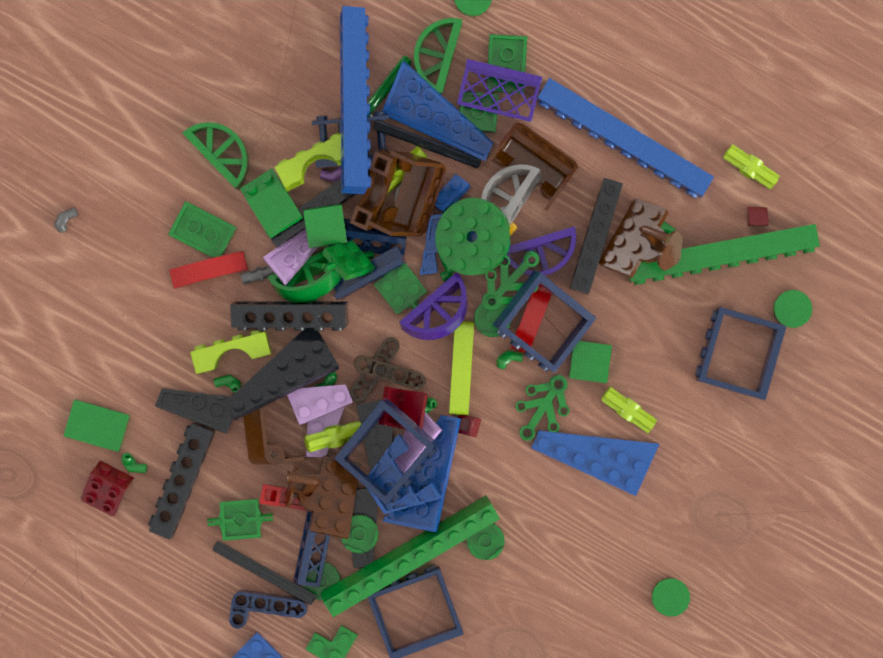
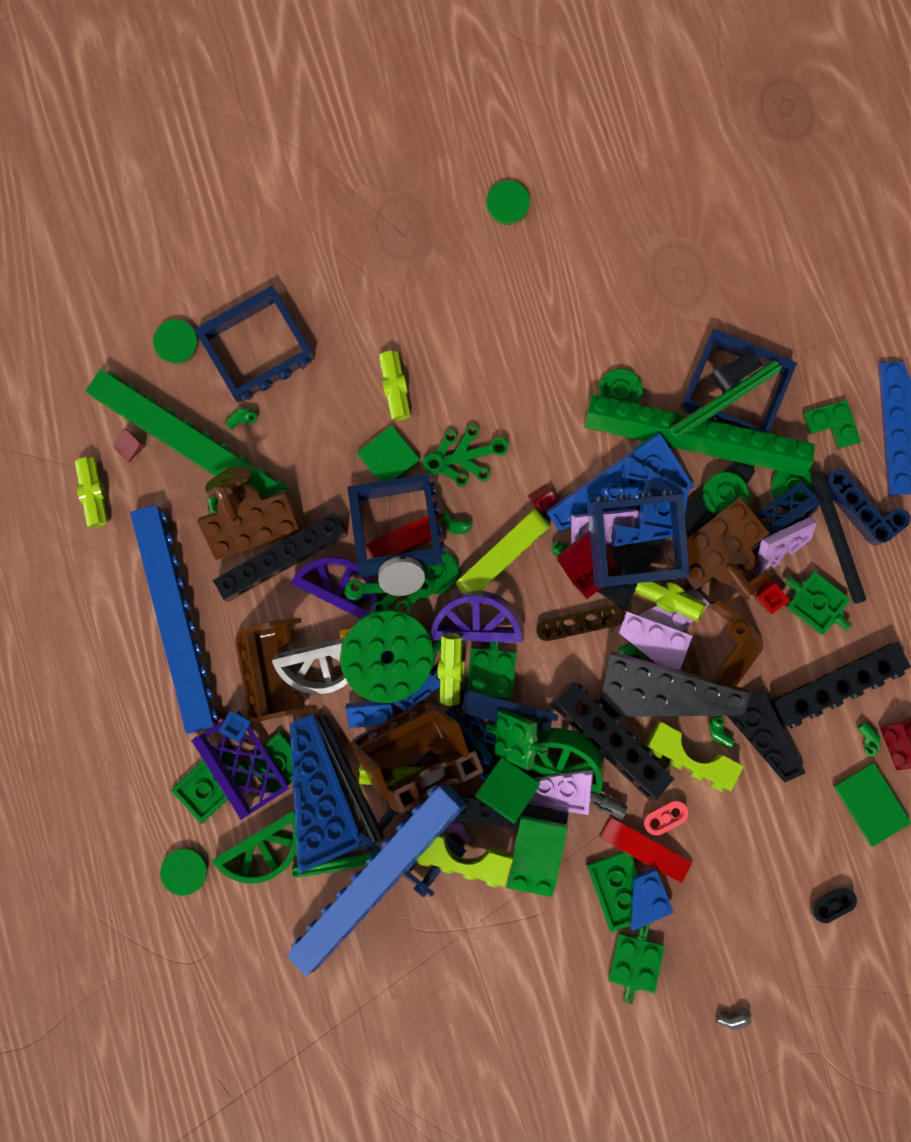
camera: 135 degrees left, 5 degrees down
(67, 342) = (833, 907): none -> black plate
(153, 197) = (636, 963): none -> green plate
(180, 240) = (648, 899): none -> blue wing
(212, 298) = (665, 819): none -> coral plate
(213, 158) = (551, 950): green window -> none
(298, 528) = (785, 541): none -> lavender wing
(390, 369) = (572, 607): dark brown beam -> none
(414, 591) = (724, 399): none -> green axle
(424, 612) = (733, 373): none -> black piece
(427, 266) = (451, 669): none -> lime piece
(509, 292) = (401, 576): none -> light grey tile
(524, 109) = (234, 726): none -> blue plate
(607, 459) = (451, 361): blue wing -> none
(706, 301) = (241, 416): none -> green arm

